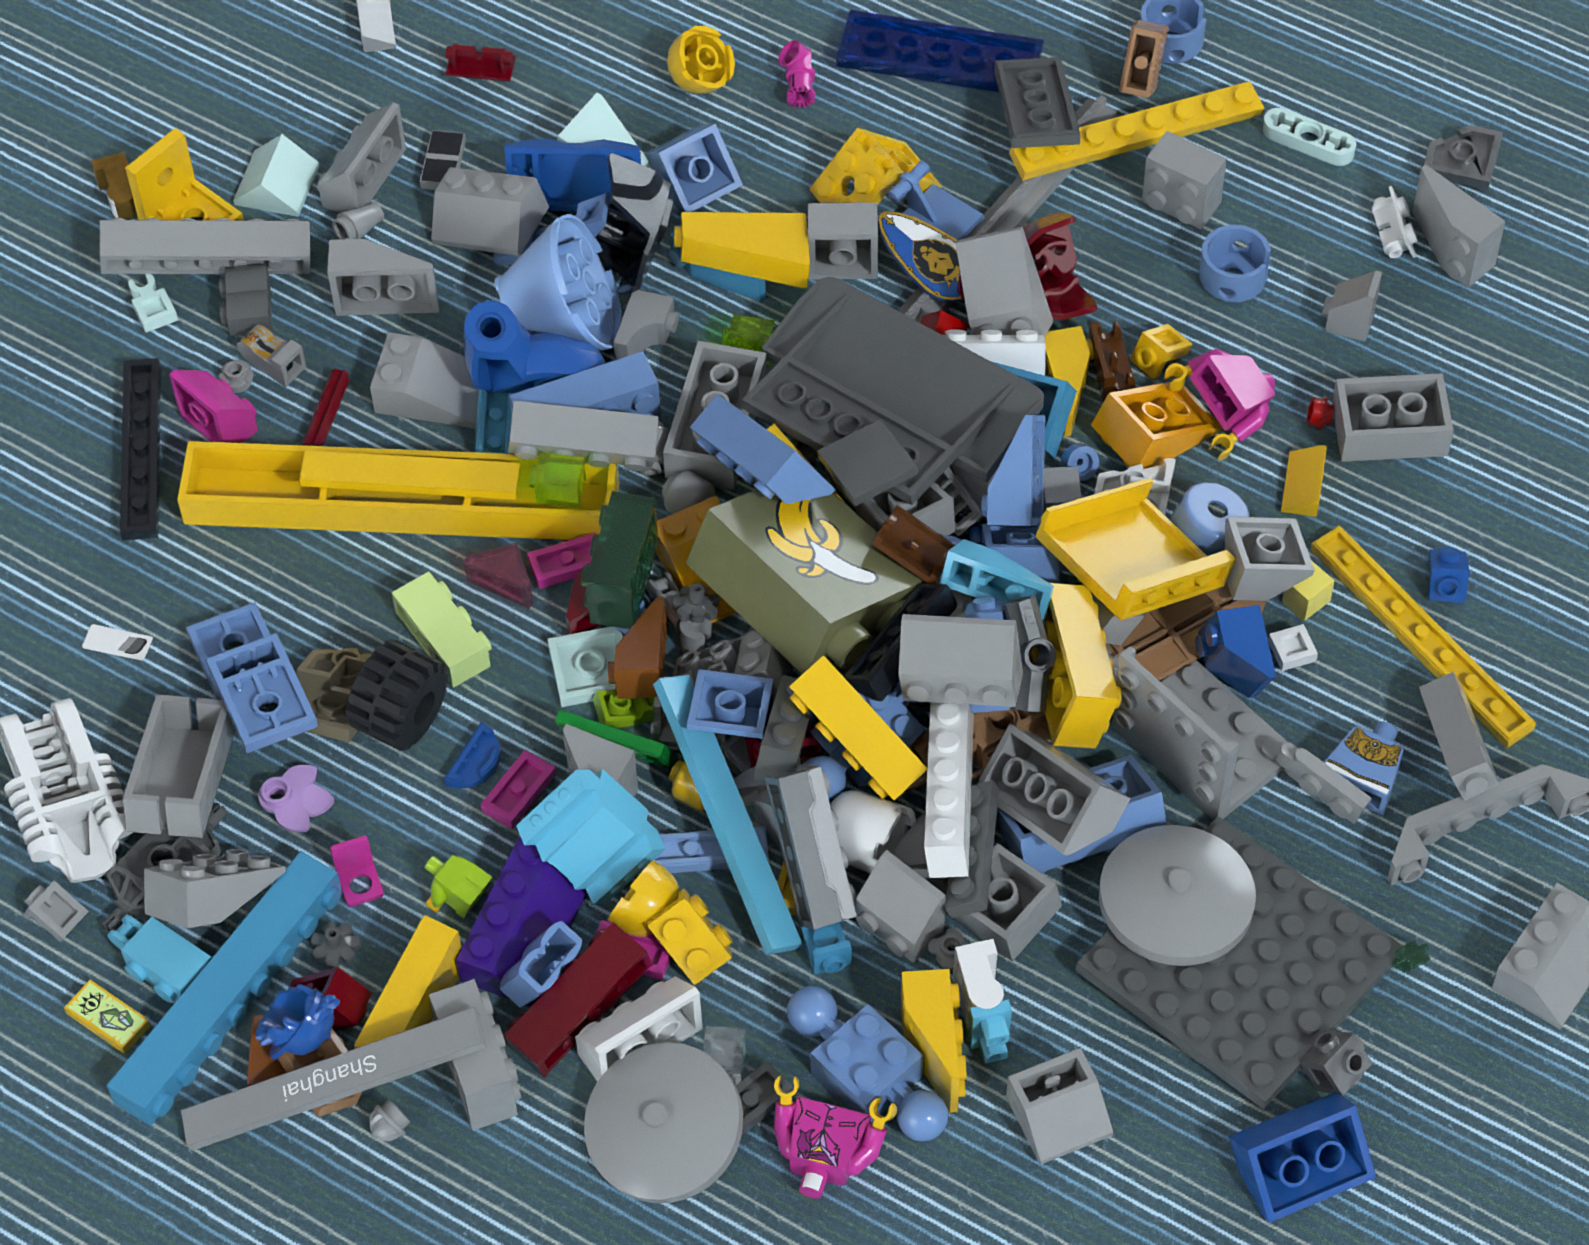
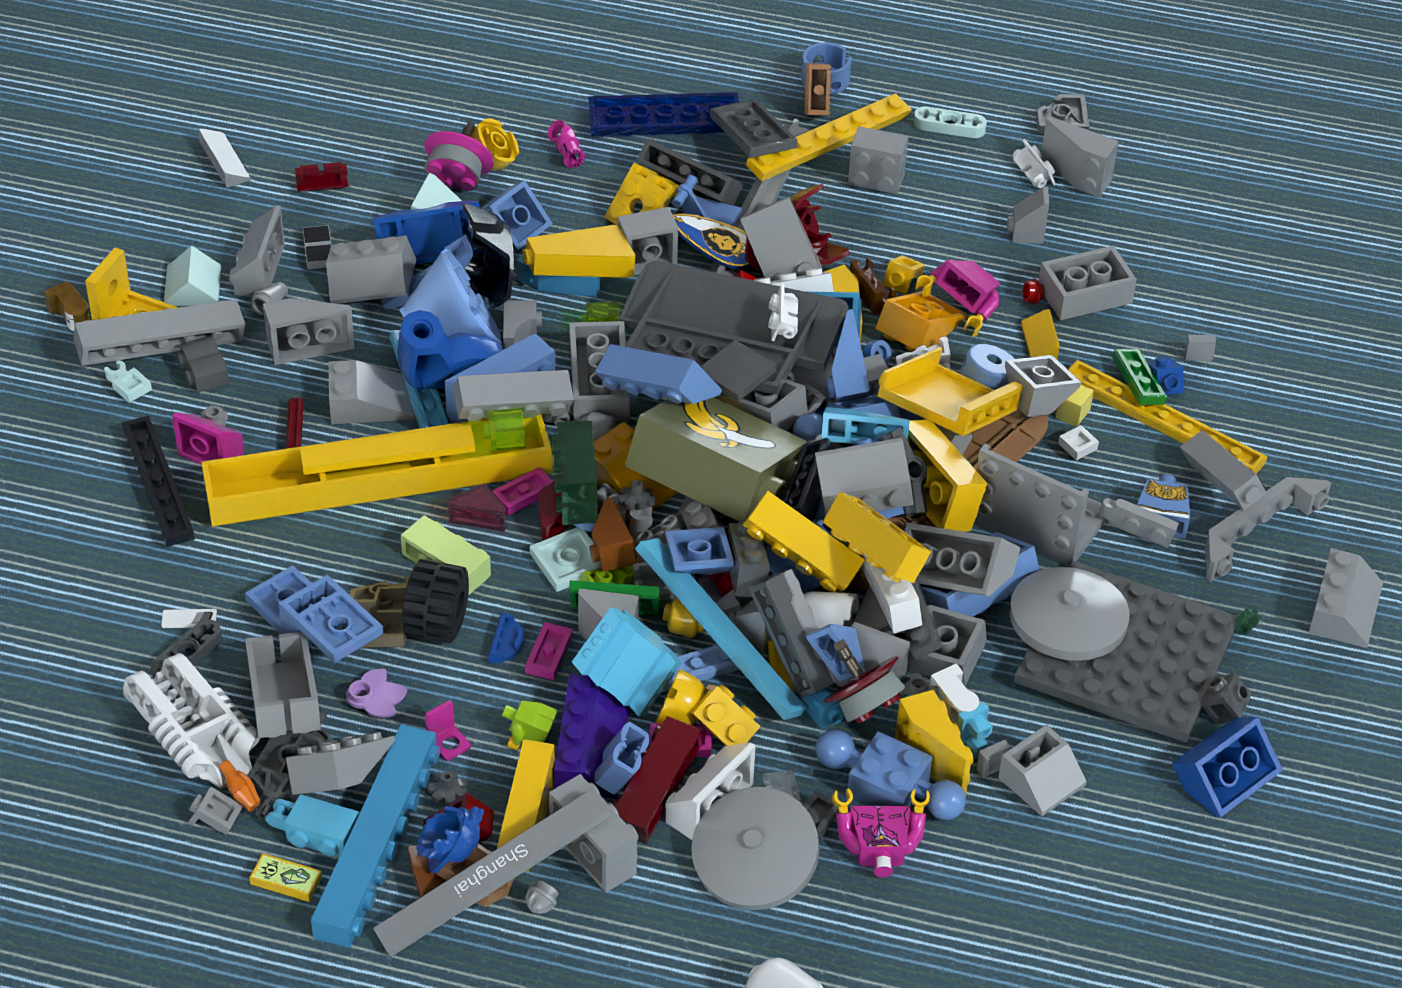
camera: 20 degrees left, 10 degrees down
(90, 887) = (240, 786): none -> orange piece
(101, 674) = (192, 640): none -> dark grey beam
(272, 354) = (238, 397): light grey leg -> none
(644, 75) = (457, 158): none -> dark pink piece
(855, 883) = (823, 641): none -> medium blue slope
(869, 946) = (866, 688): none -> piece
(913, 544) = (791, 418): reddish brown hinge -> none
(937, 148) = (679, 167): none -> dark grey brick
(938, 750) = (876, 537): none -> yellow brick
(948, 406) = (784, 313): none -> white hinge
(1000, 1068) = (990, 758): none -> light grey tile
(1222, 255) = (937, 215): medium blue piece -> none
(1237, 649) = (1047, 445): blue slope -> none
(1410, 569) = (1139, 377): none -> green tile
(1508, 544) = (1200, 347): none -> light grey tile

